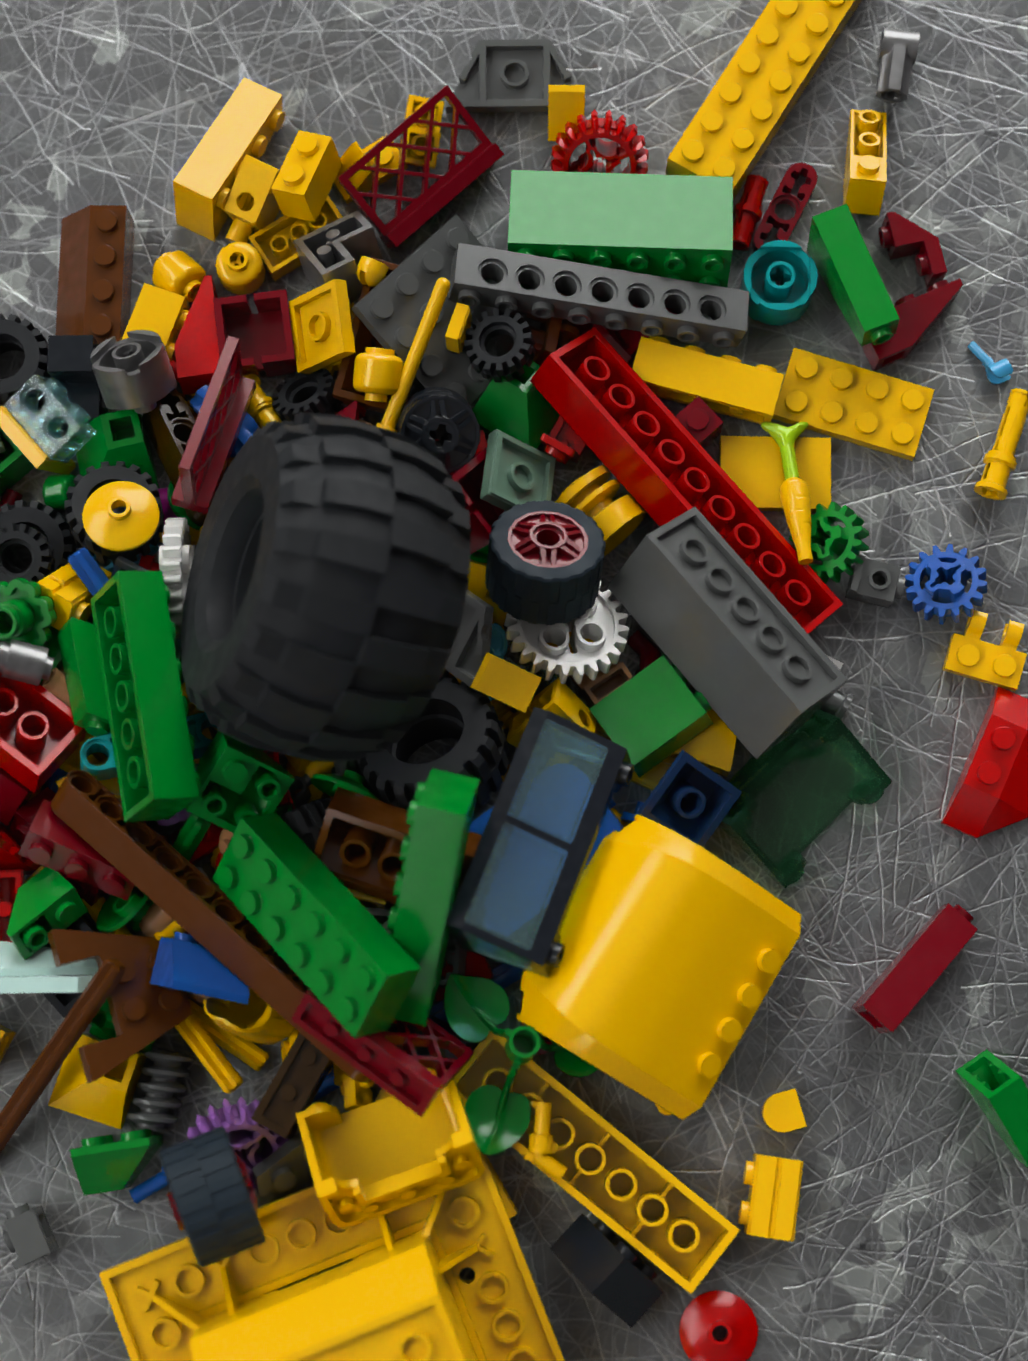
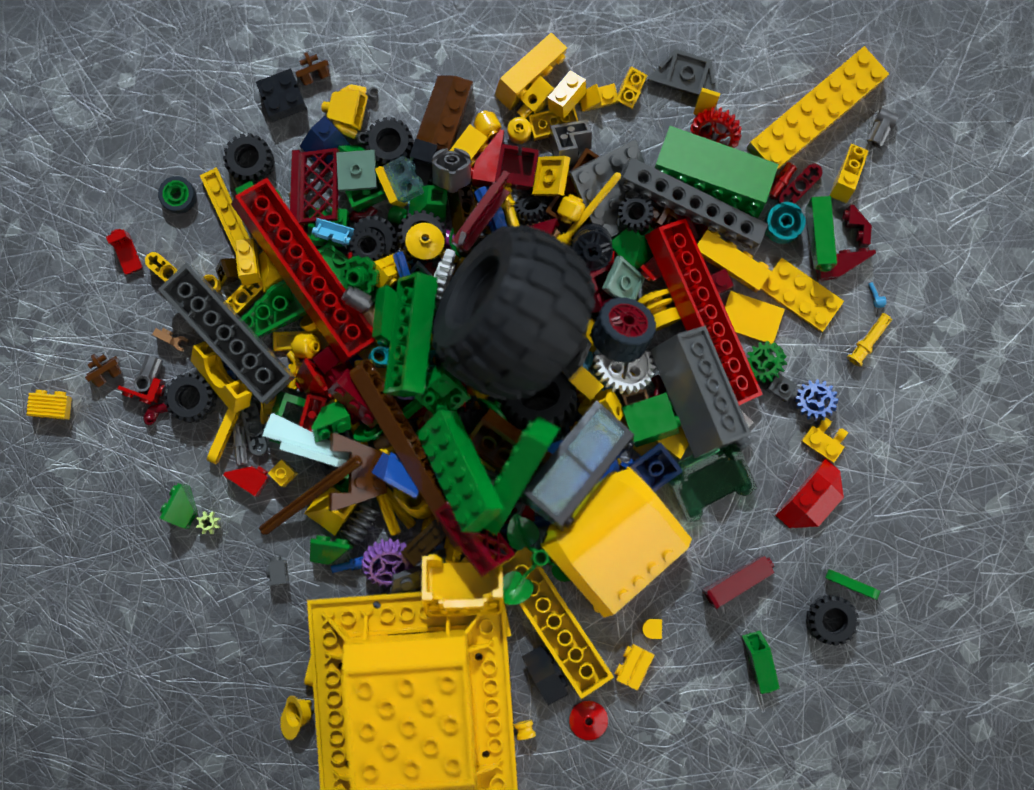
camera: 15 degrees right, 5 degrees up
(212, 1196) = (372, 582): black wheel -> none
(371, 271) = (583, 156): yellow hinge -> none
(438, 193) = (626, 123): dark red fence -> none
(459, 322) = (617, 199): yellow tile -> none
(542, 1143) = (533, 607): yellow piece -> none
(794, 490) = (757, 330): yellow piece -> none

